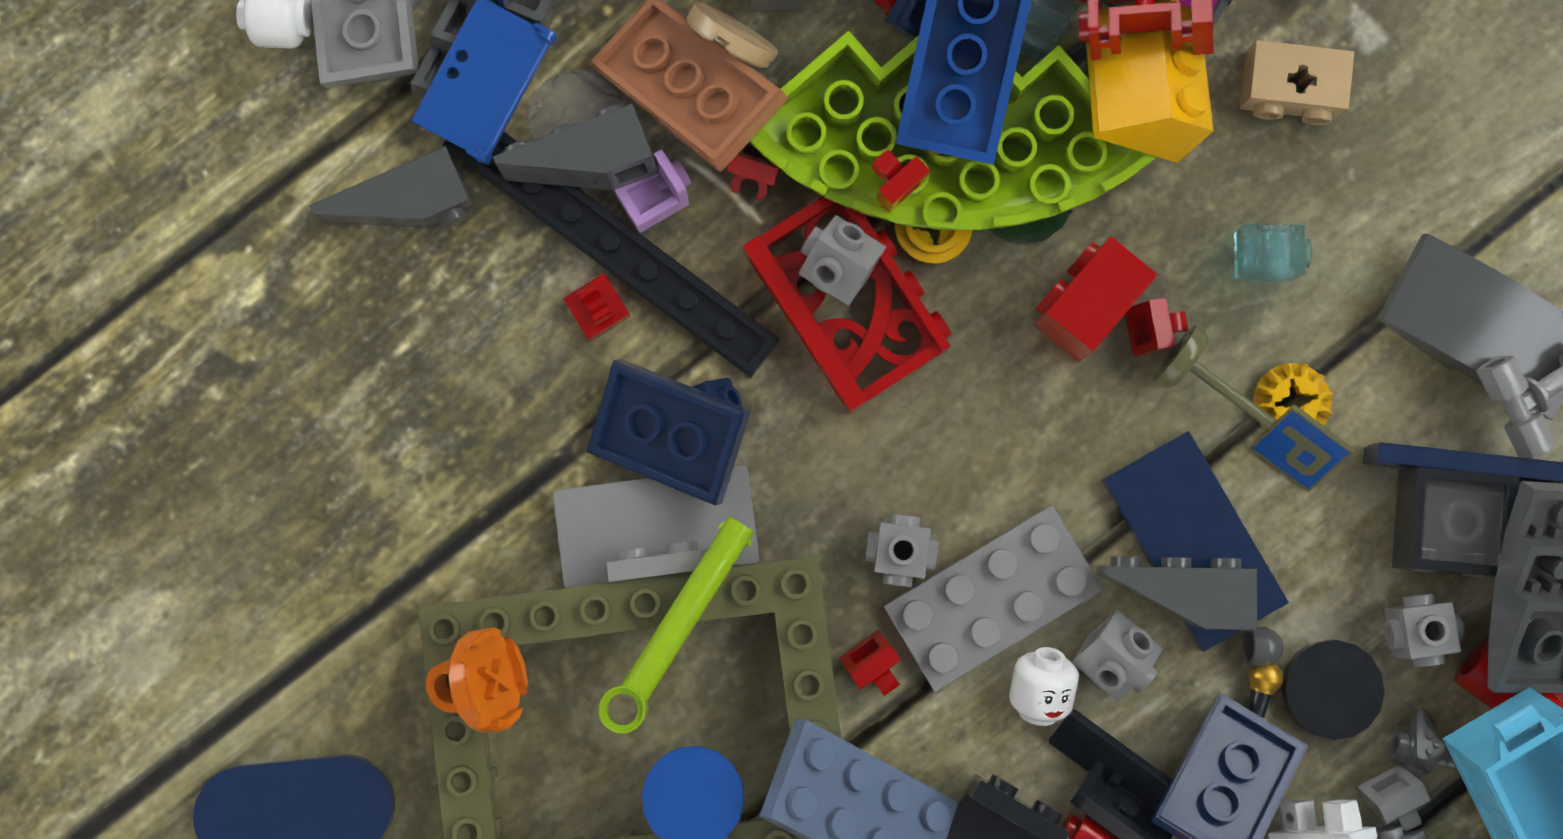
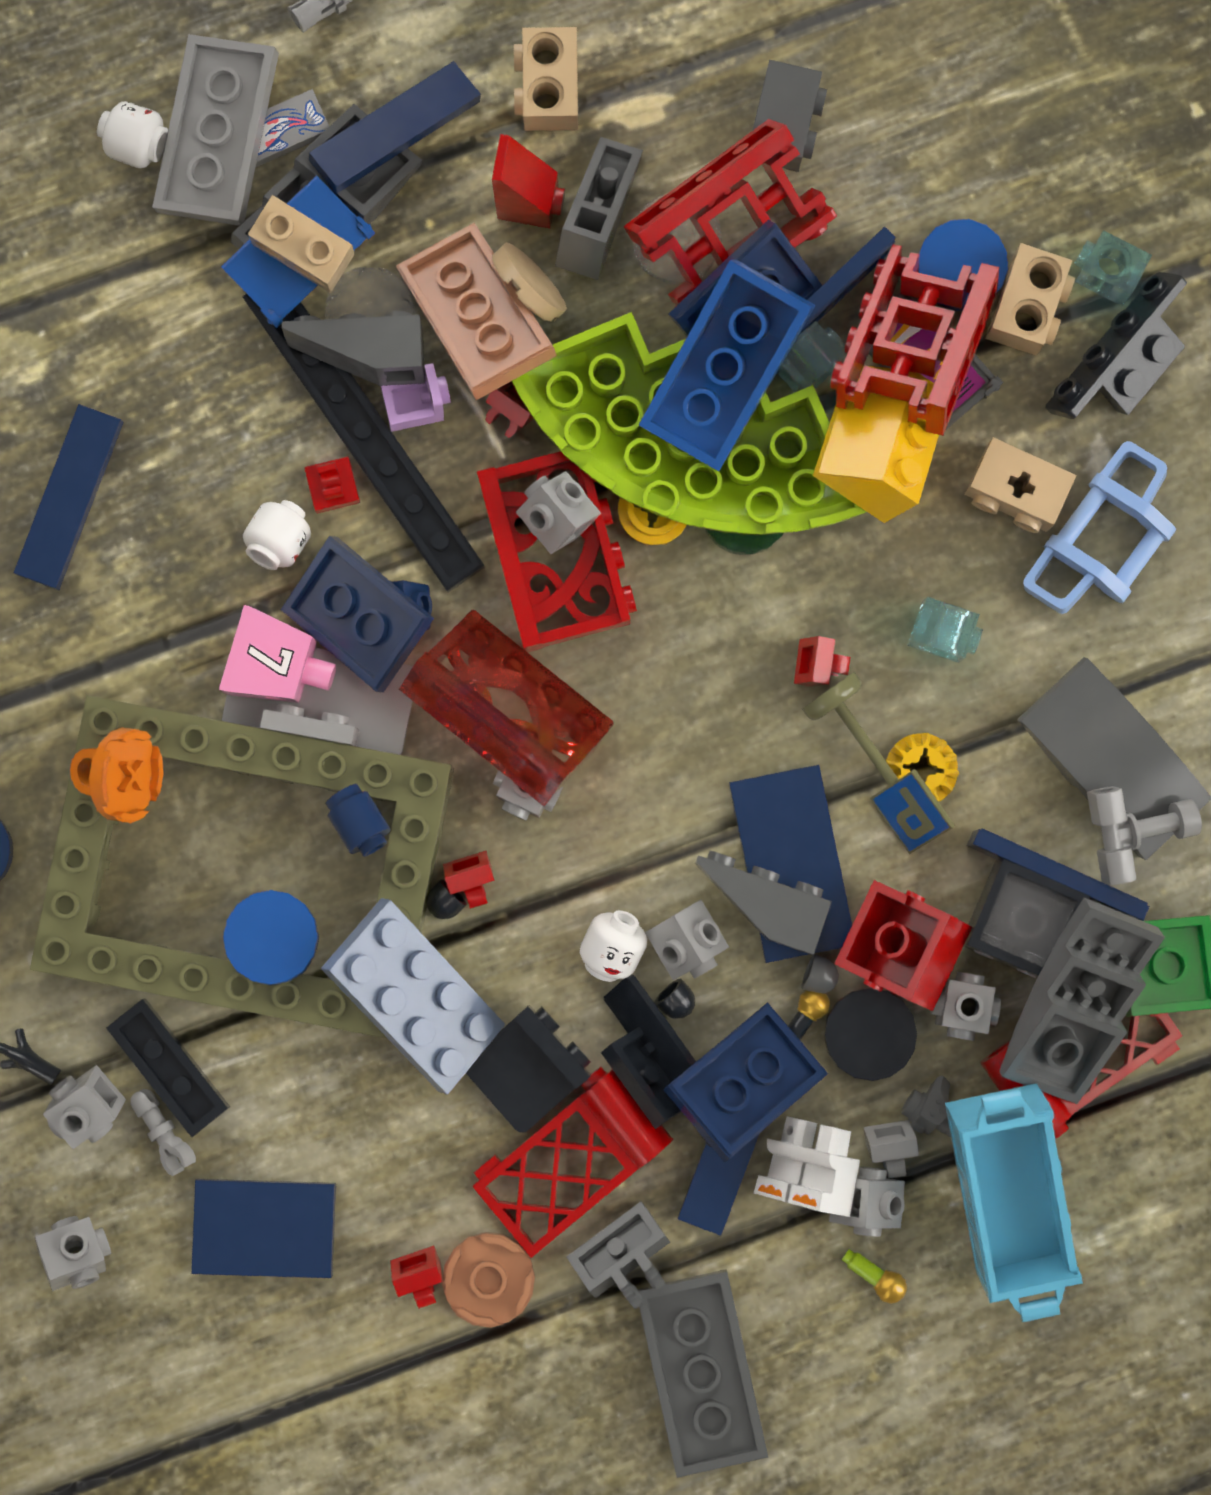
camera: 15 degrees right, 0 degrees up
(331, 407) = (68, 497): none -> dark blue tile
(411, 195) = (206, 333): dark grey slope -> none
(487, 69) = (301, 244): none -> tan brick
(558, 376) = (276, 534): none -> white head
(598, 507) = (272, 660): none -> bright pink torso
(678, 623) = (306, 783): lime piece -> none
(743, 646) = (357, 820): none -> dark blue brick
(851, 699) = (442, 904): none -> black hinge
(875, 516) = (512, 746): none -> clear red fence
(898, 180) = (629, 458): red tile -> none
(993, 598) = (596, 855): light grey plate -> none
(1101, 292) = (769, 618): red brick -> none
(1124, 720) = (676, 1000): none -> black hinge
(1342, 589) = (903, 945): none -> red brick
(1379, 57) = (1093, 571): none -> light blue bar

